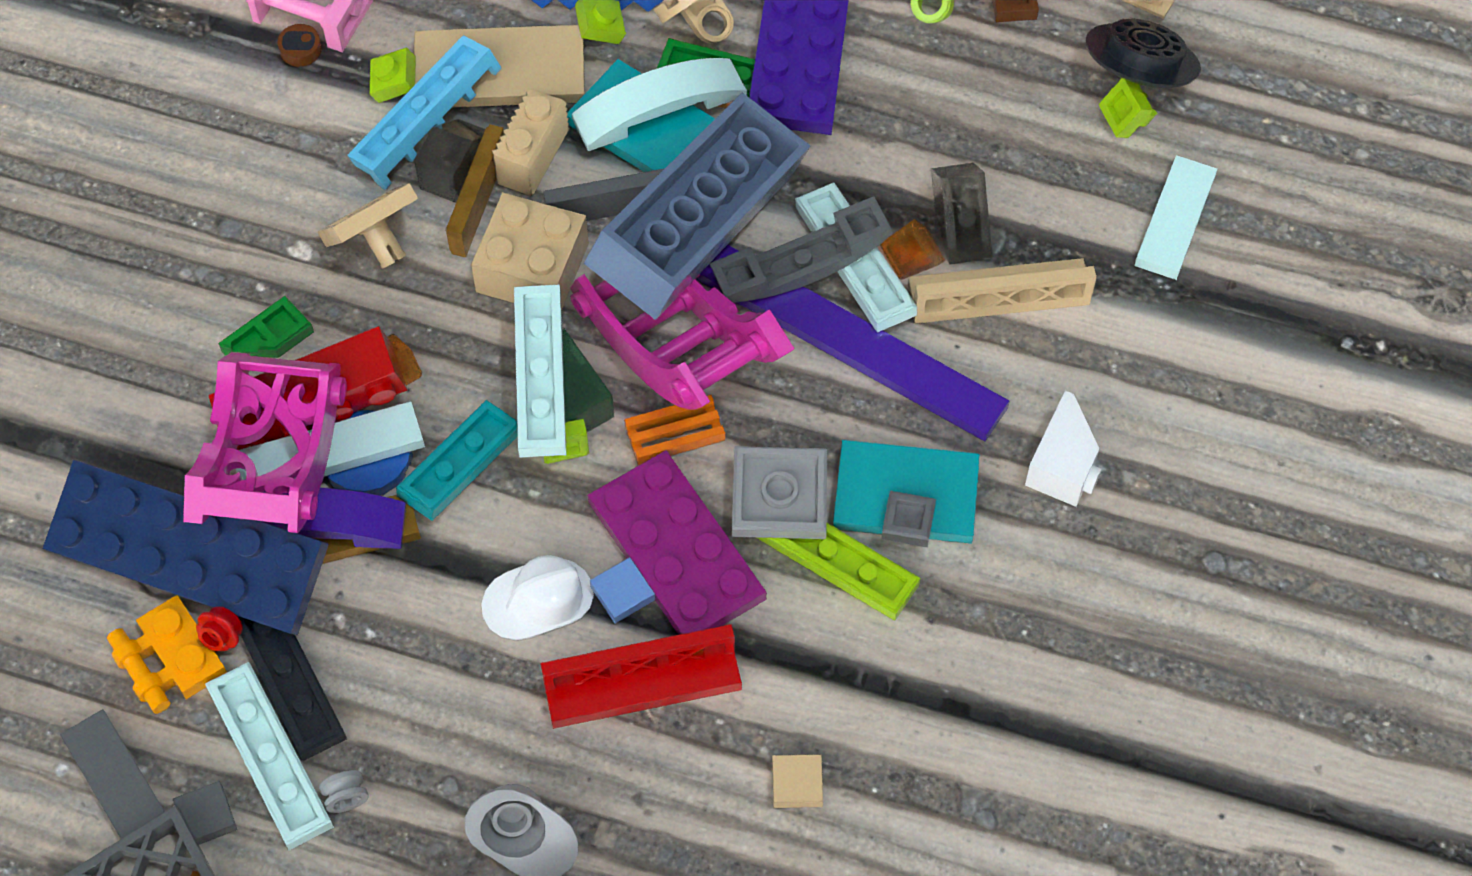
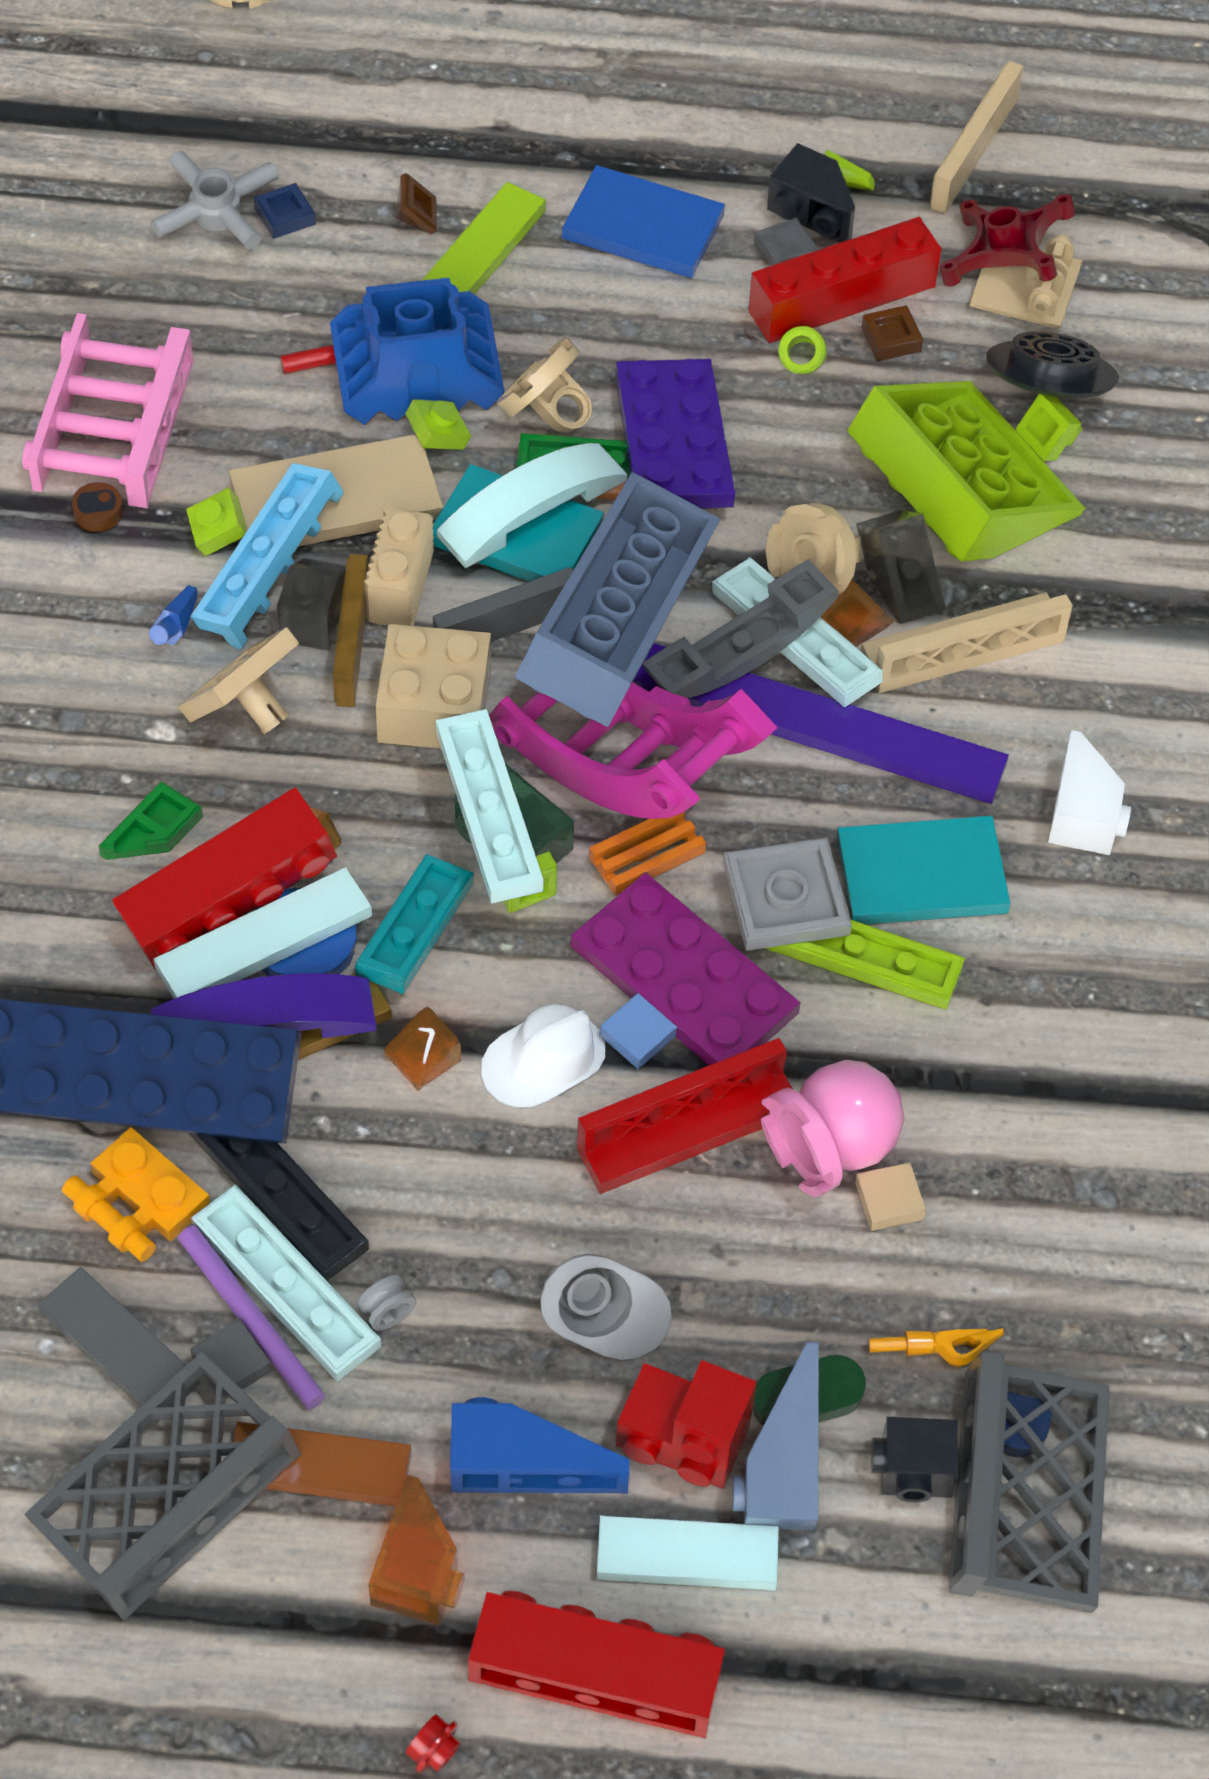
camera: 15 degrees left, 5 degrees down
(208, 483) = (231, 984): dark pink fence -> none
(219, 629) = (193, 1153): red plate -> none
(232, 780) = (252, 1317): none -> medium lavender bar
(335, 154) = (174, 618): none -> blue bar
(437, 573) = (424, 1049): none -> clear orange slope
(765, 707) = (837, 1122): none -> bright pink tile
(891, 180) = (814, 534): none -> tan tile
(908, 519) = (936, 896): flat silver tile -> none
(1040, 131) = (961, 467): none -> lime slope
(1176, 217) = (1132, 534): light aqua tile -> none

